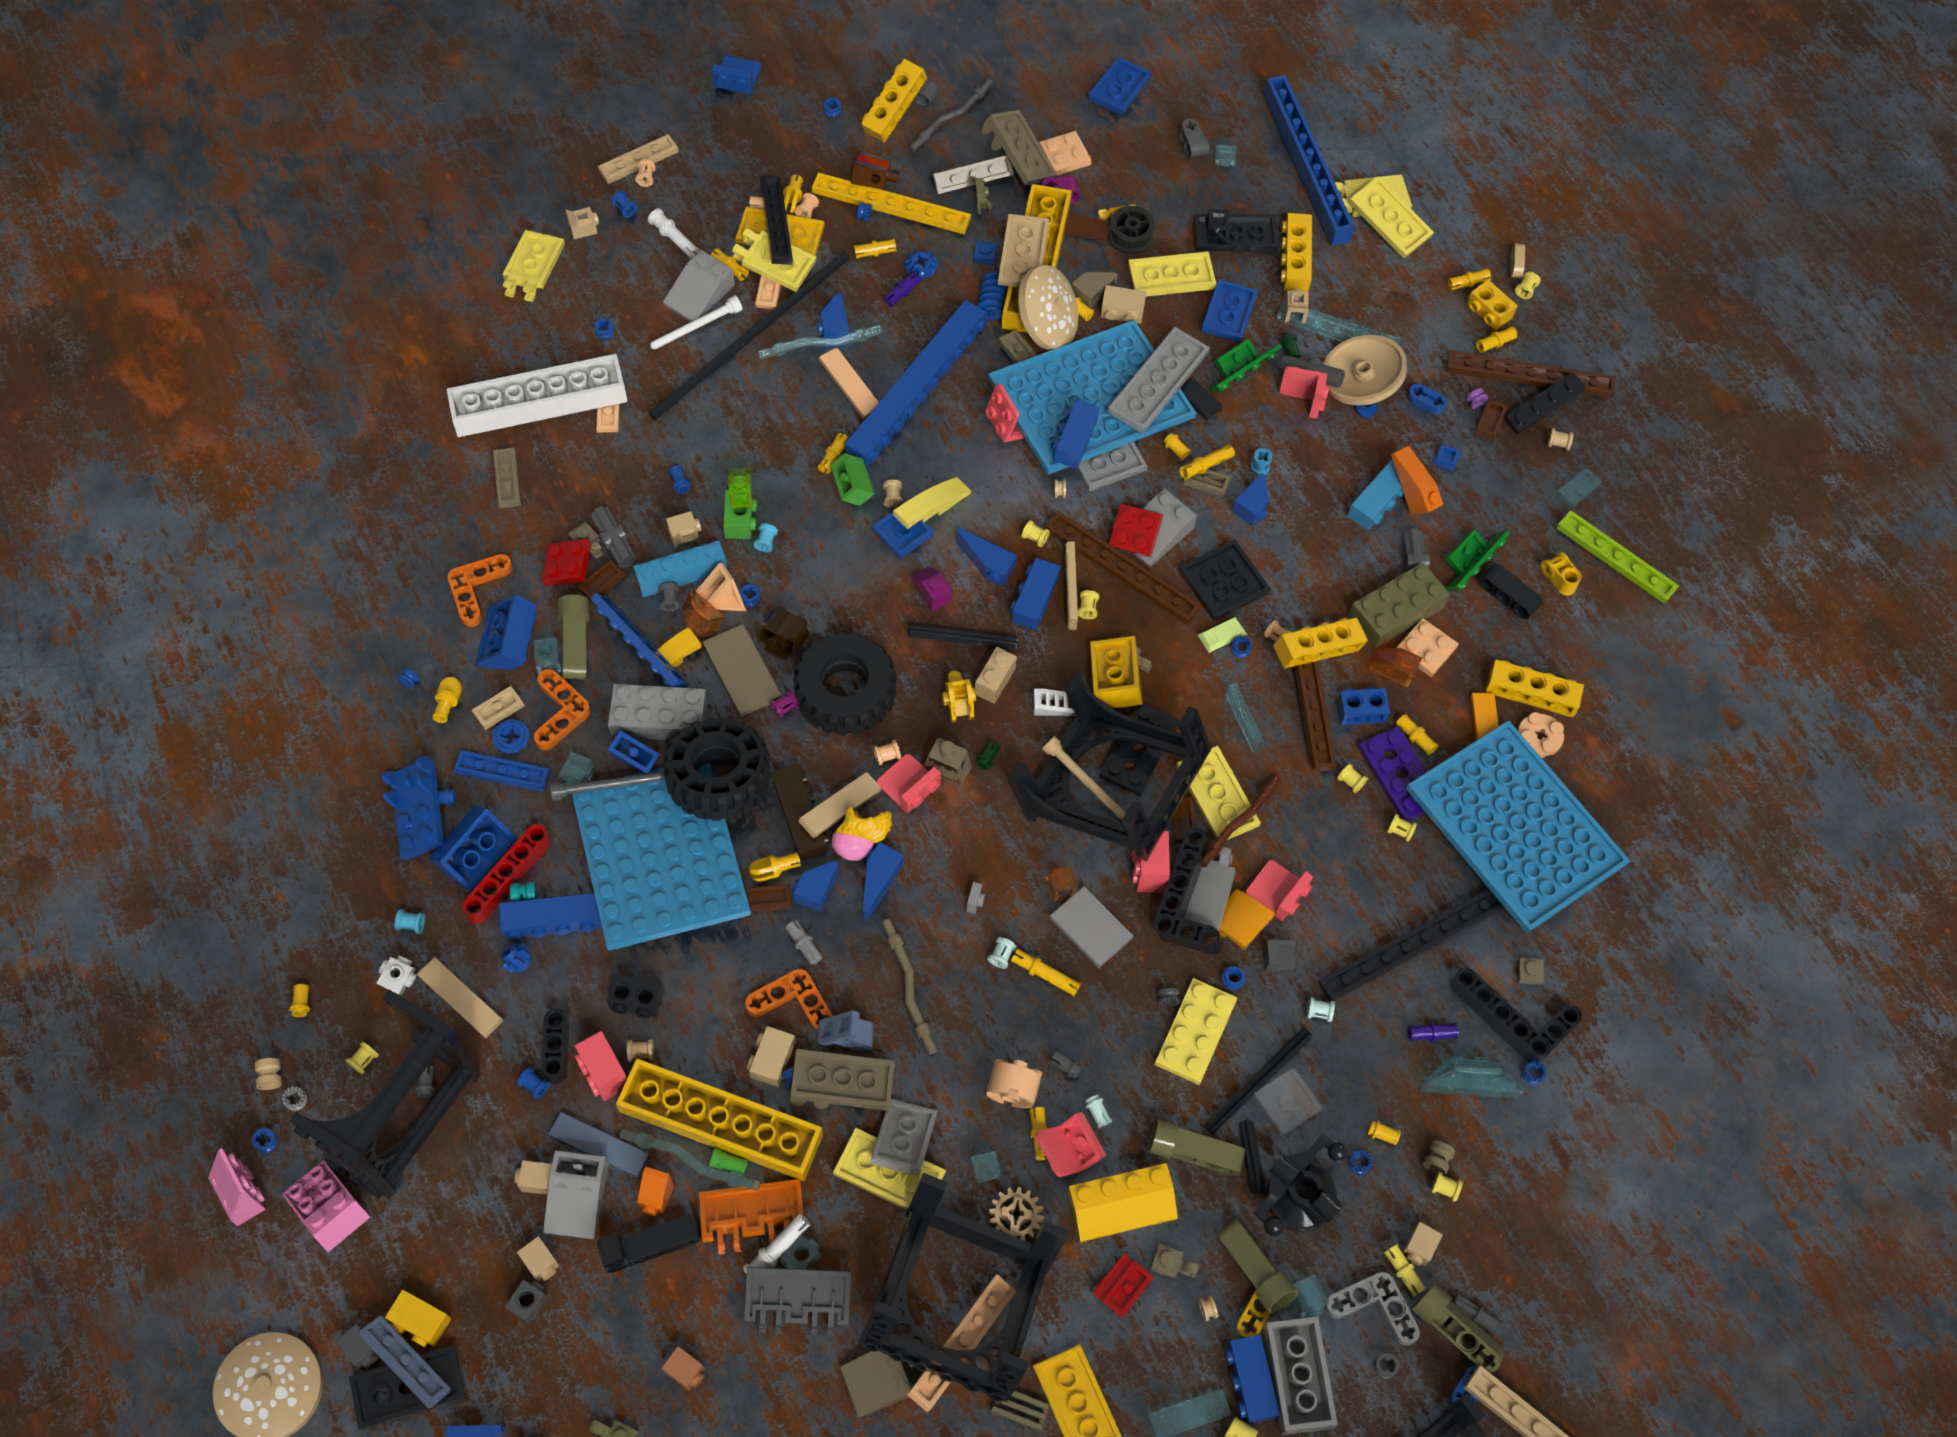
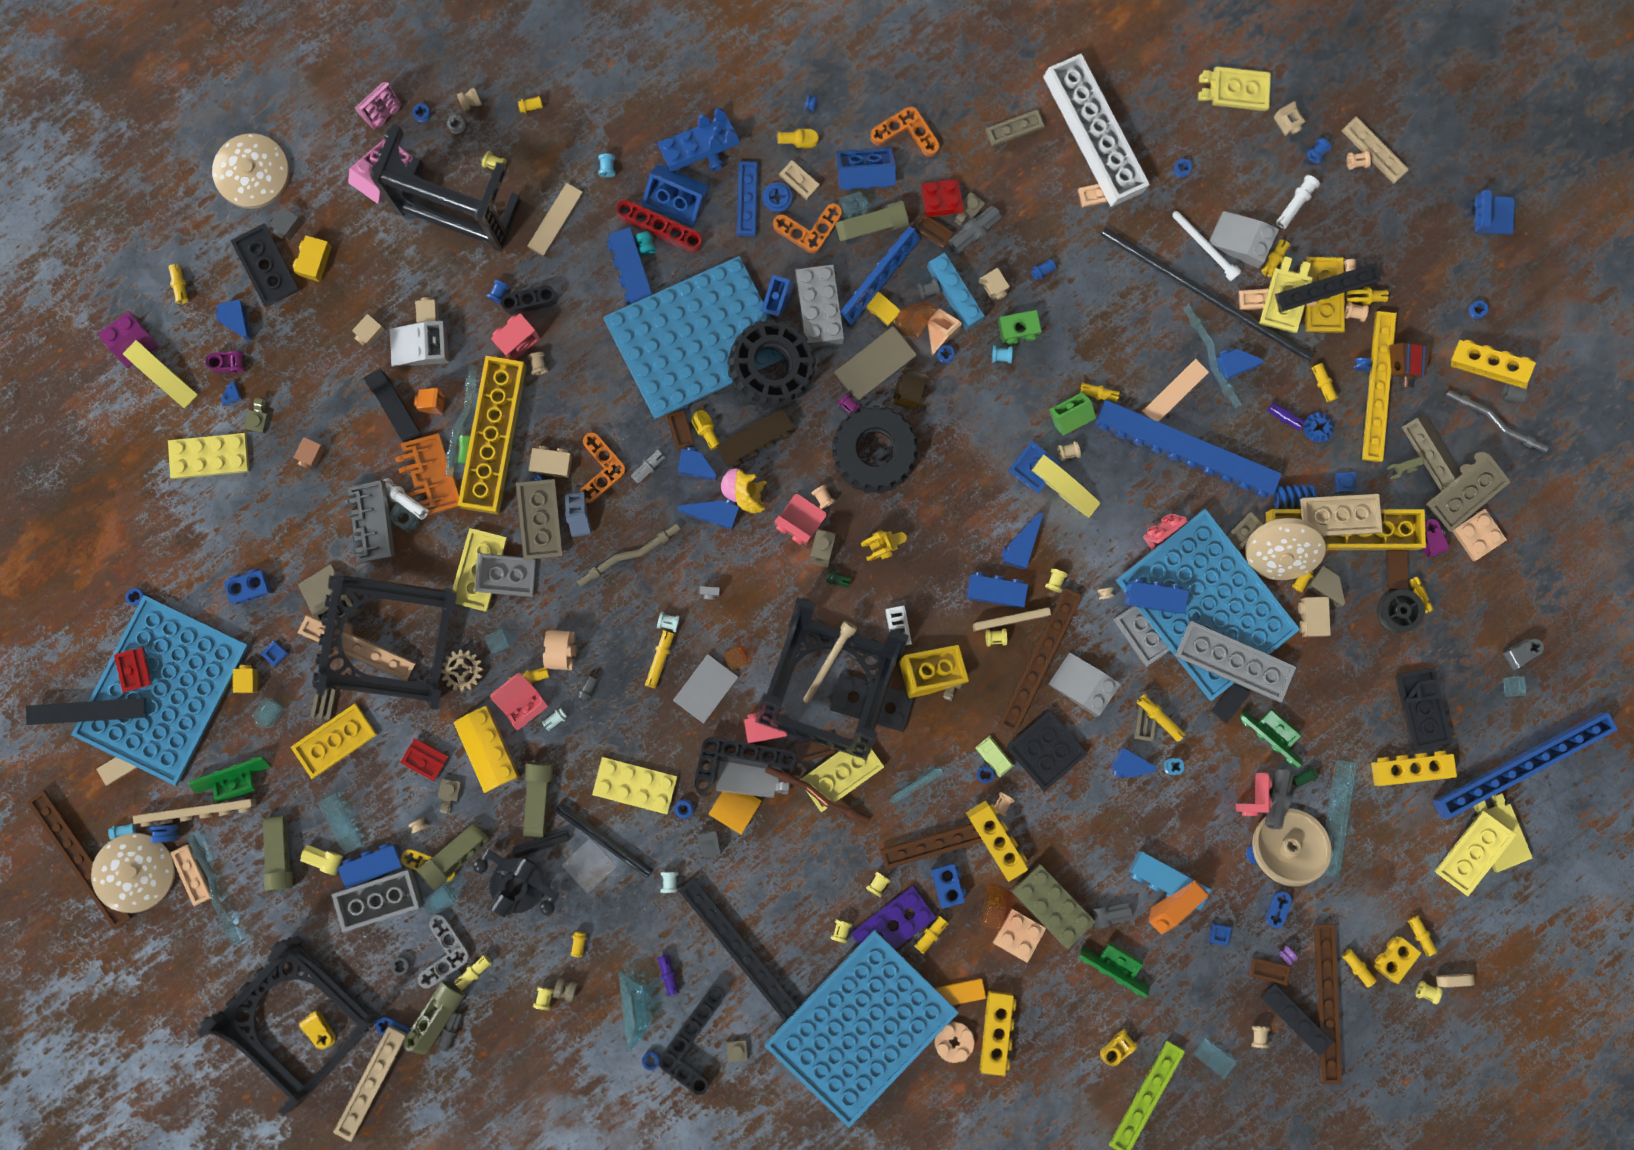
camera: 75 degrees right, 20 degrees up
(388, 977) = (560, 168): white brick -> none
(404, 1361) = (277, 257): sand blue tile -> none
(516, 957) = (591, 252): blue gear -> none
(527, 1313) = (330, 327): dark grey brick -> none
(561, 790) = (732, 246): dark grey piece -> none
(576, 769) = (754, 256): clear light blue brick -> none
(597, 1143) = (461, 352): sand blue tile -> none
(637, 990) = (583, 348): black brick -> none
(740, 487) = (1040, 320): clear neon green slope -> none
(835, 807) = (766, 469): tan tile -> none
(932, 588) = (985, 502): magenta slope -> none
(963, 636) = (944, 538): black axle -> none
(995, 675) = (911, 571): tan brick -> none
(1119, 86) = (1572, 572): blue plate -> none
(1136, 530) = (1075, 666): red plate -> none
(1168, 996) = (657, 759): dark grey bush -> none
(1172, 274) = (1361, 656): light yellow plate -> none
(1176, 446) = (1174, 688): yellow pin -> none
(1229, 310) = (1332, 715): blue plate -> none
(1279, 889) = (765, 835): coral bracket -> none
(1296, 302) = (1350, 775): tan window -> none
(1355, 1156) = (557, 925): blue bush -> none
(1421, 1244) = (494, 983): tan brick -> none
(1510, 591) = (1089, 1003): black beam -> none

